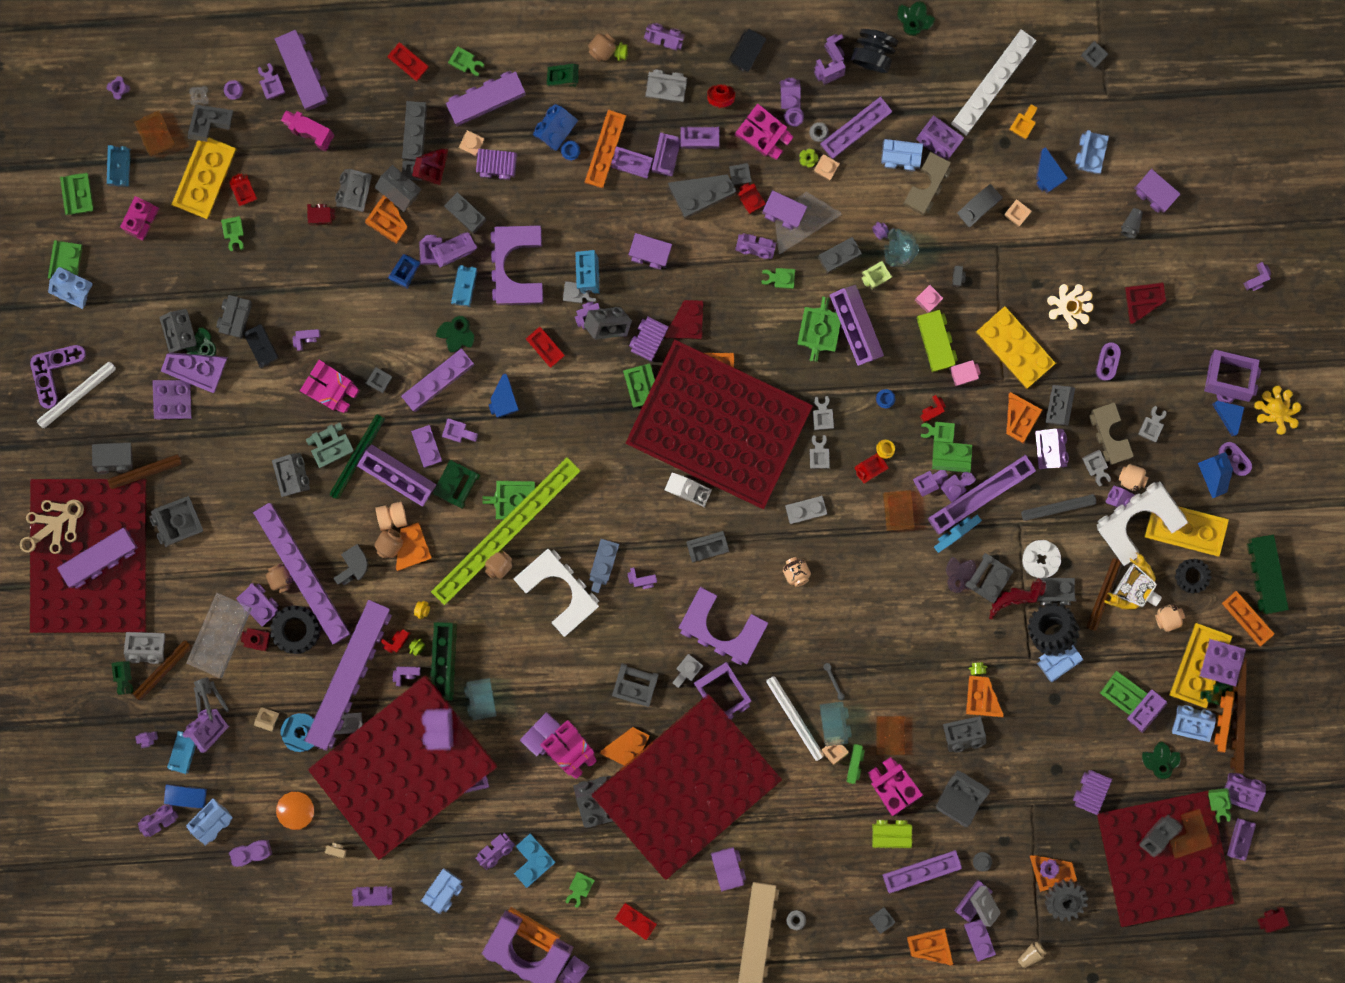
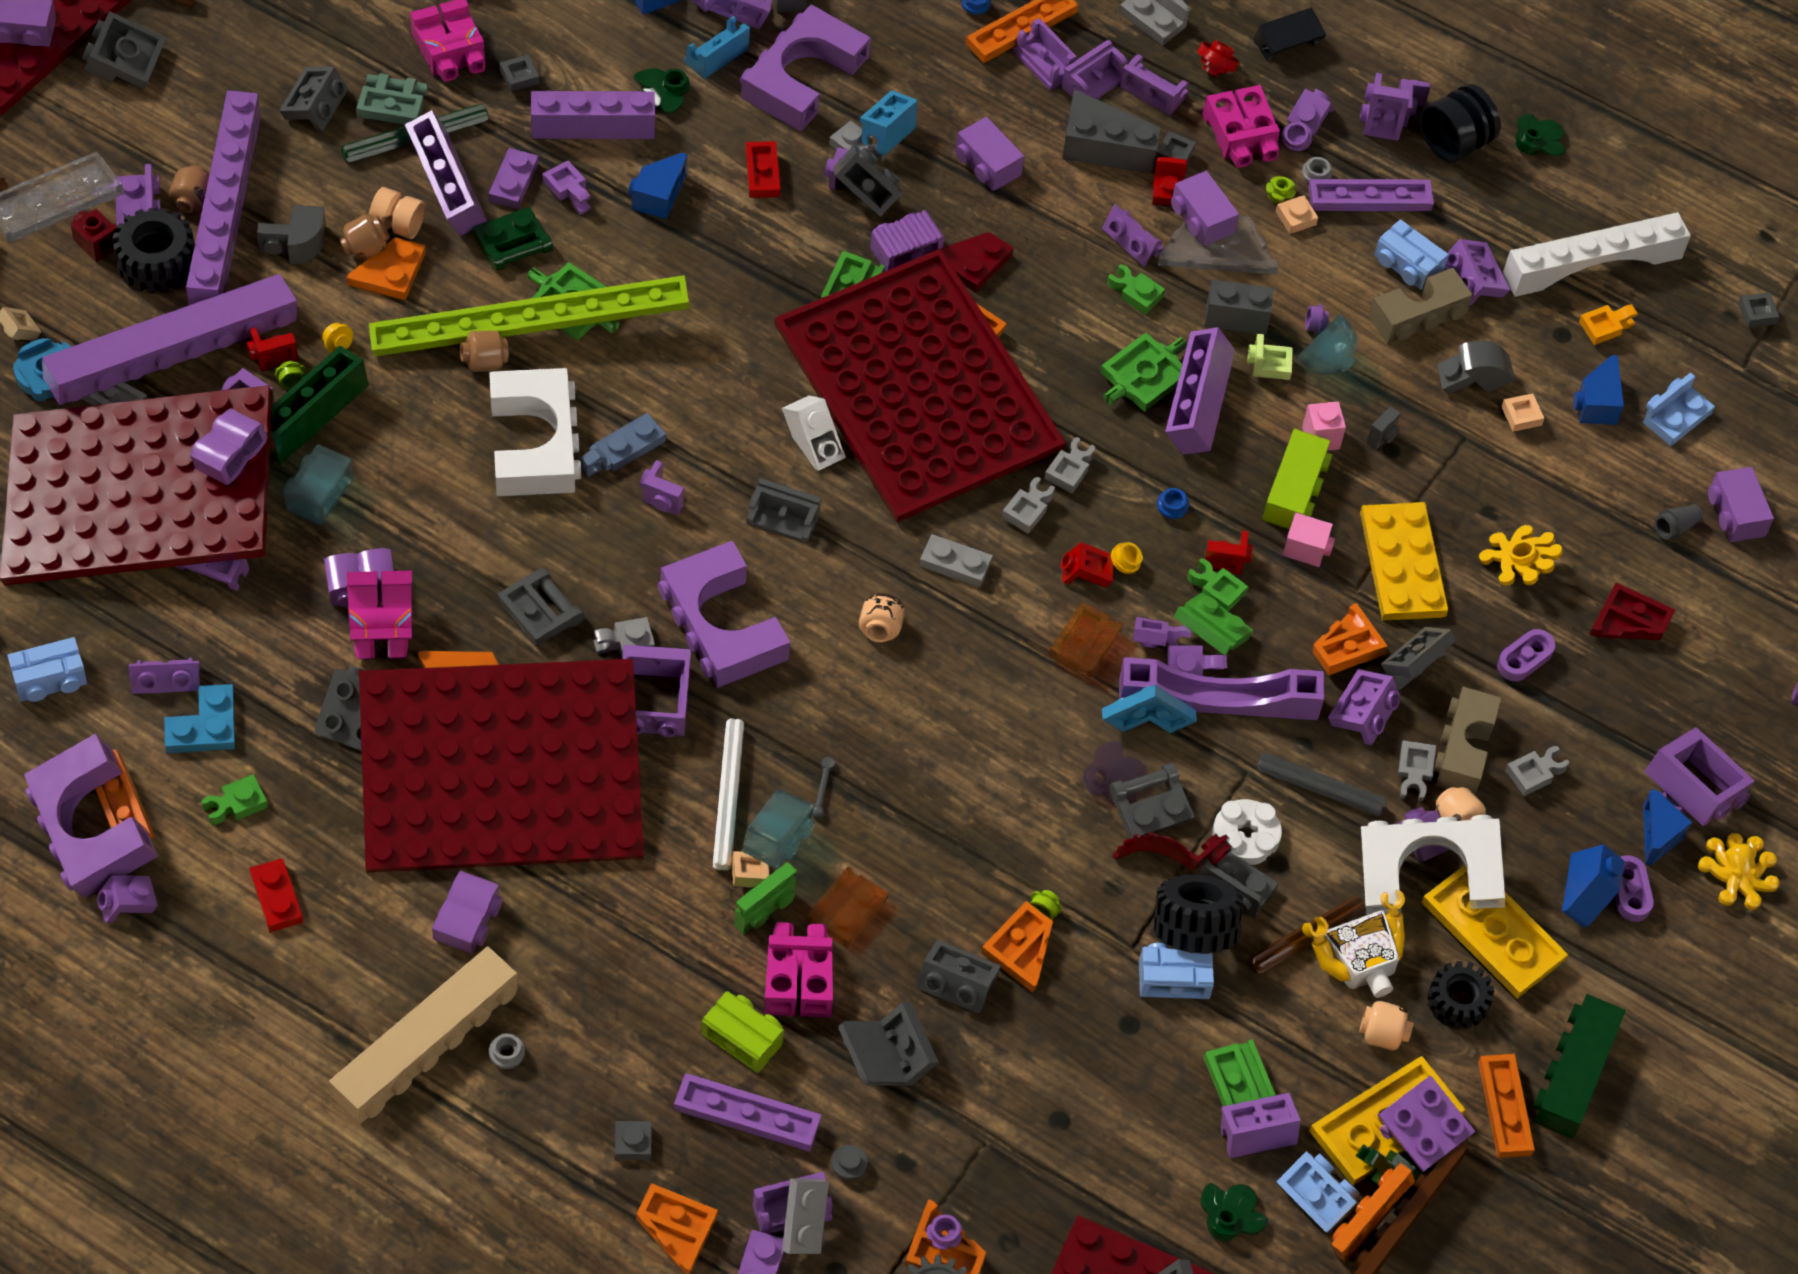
camera: 30 degrees right, 30 degrees down
(1092, 791) = (1092, 1178): medium lavender brick -> none

